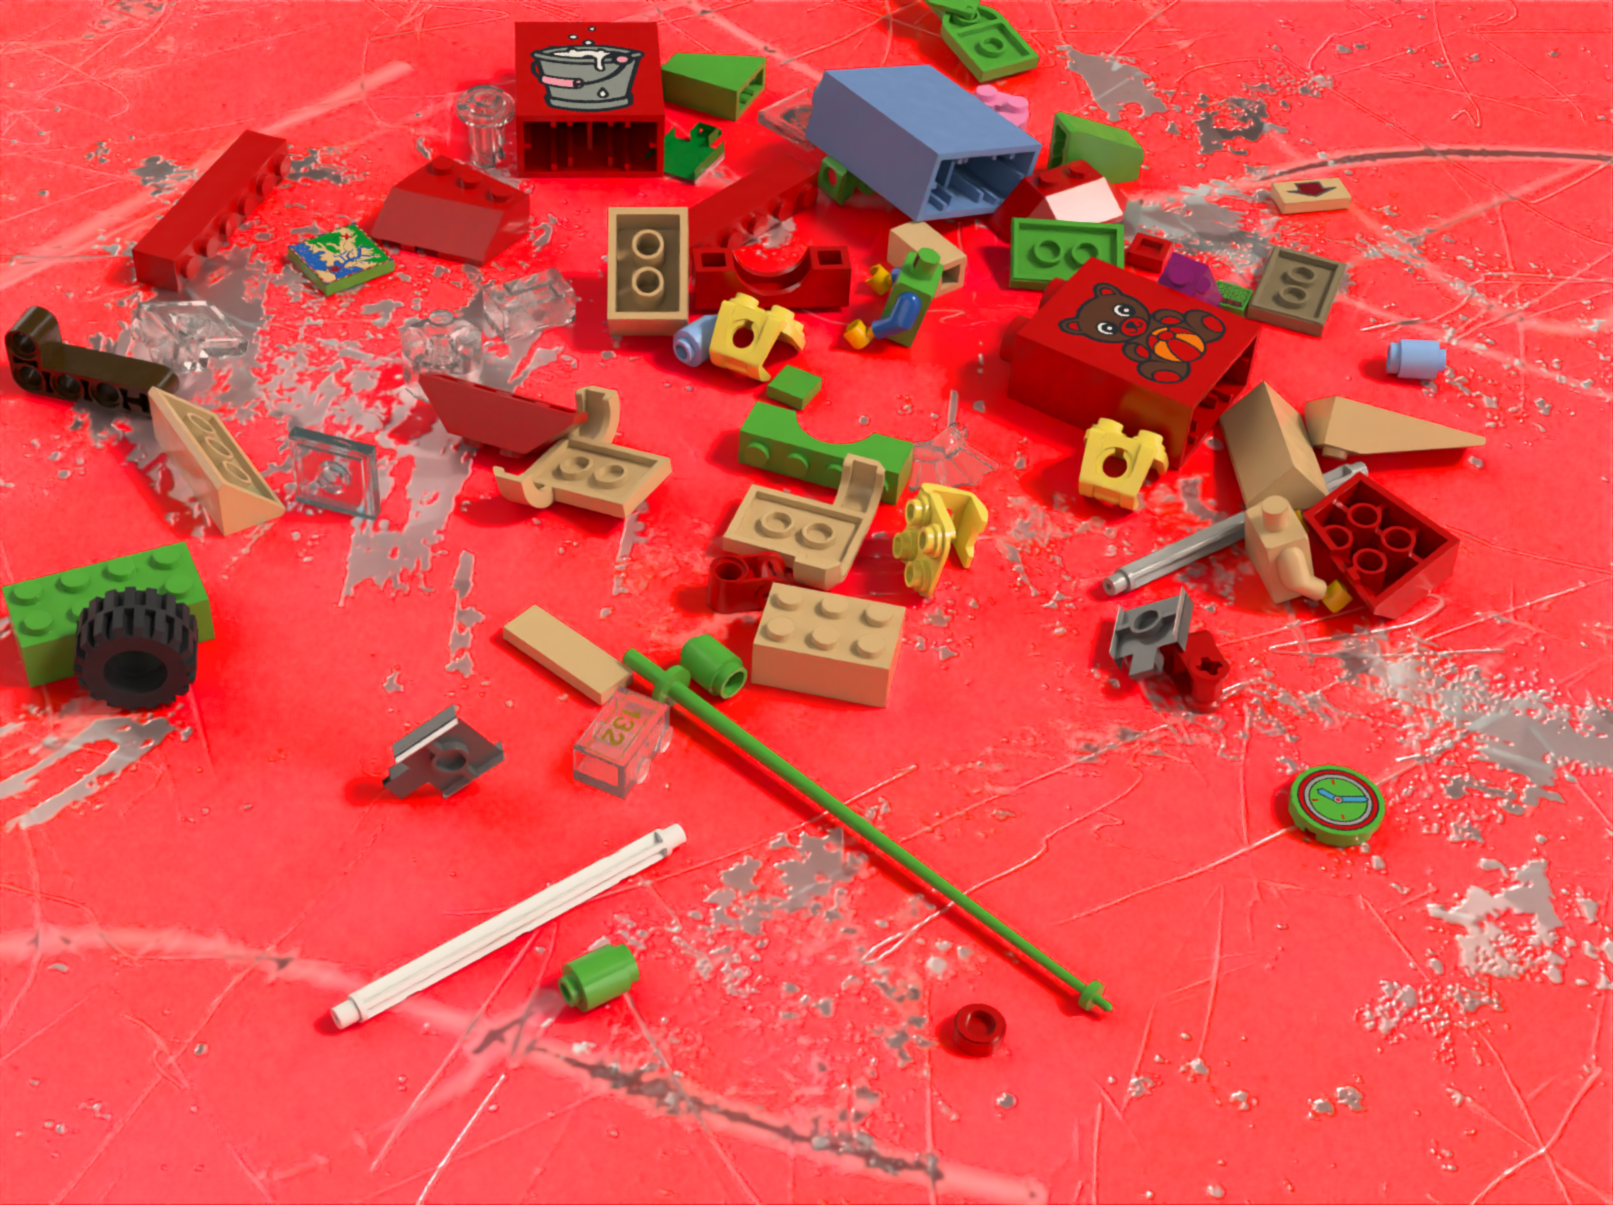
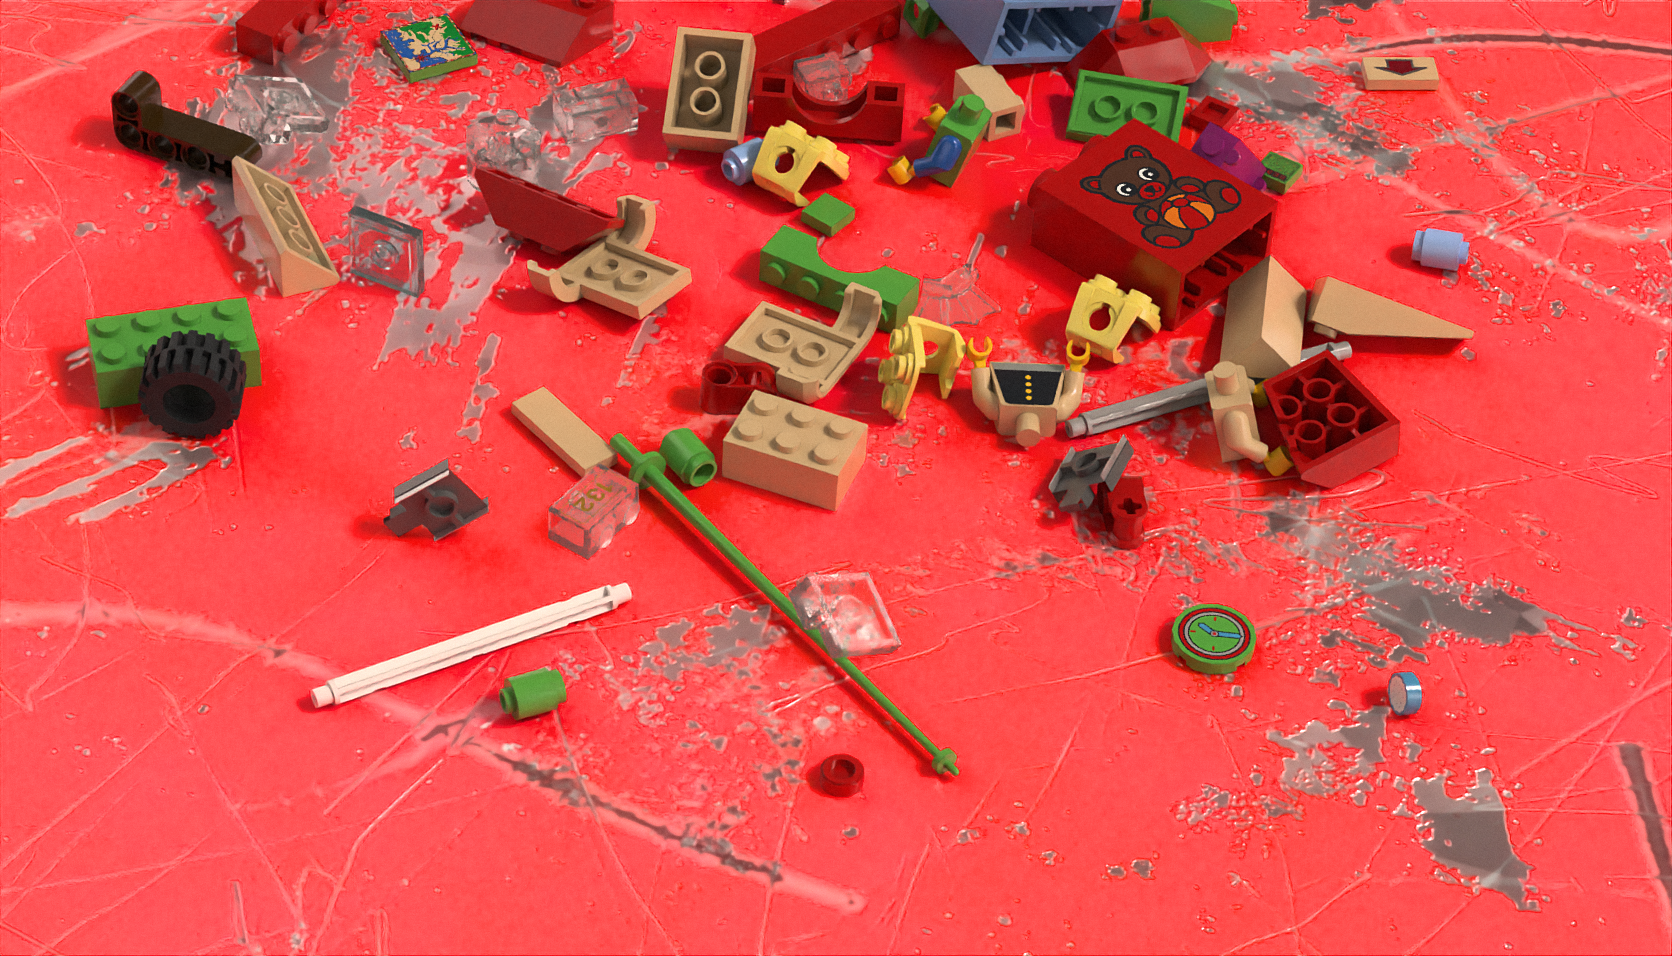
camera: 10 degrees right, 0 degrees up
(757, 248) = (823, 76): none -> clear brick
(938, 828) = (846, 613): none -> clear plate
(1056, 556) = (1026, 396): none -> torso
(1296, 291) = (1350, 169): dark tan tile -> none
(1563, 843) = (1404, 693): none -> dark azure tile

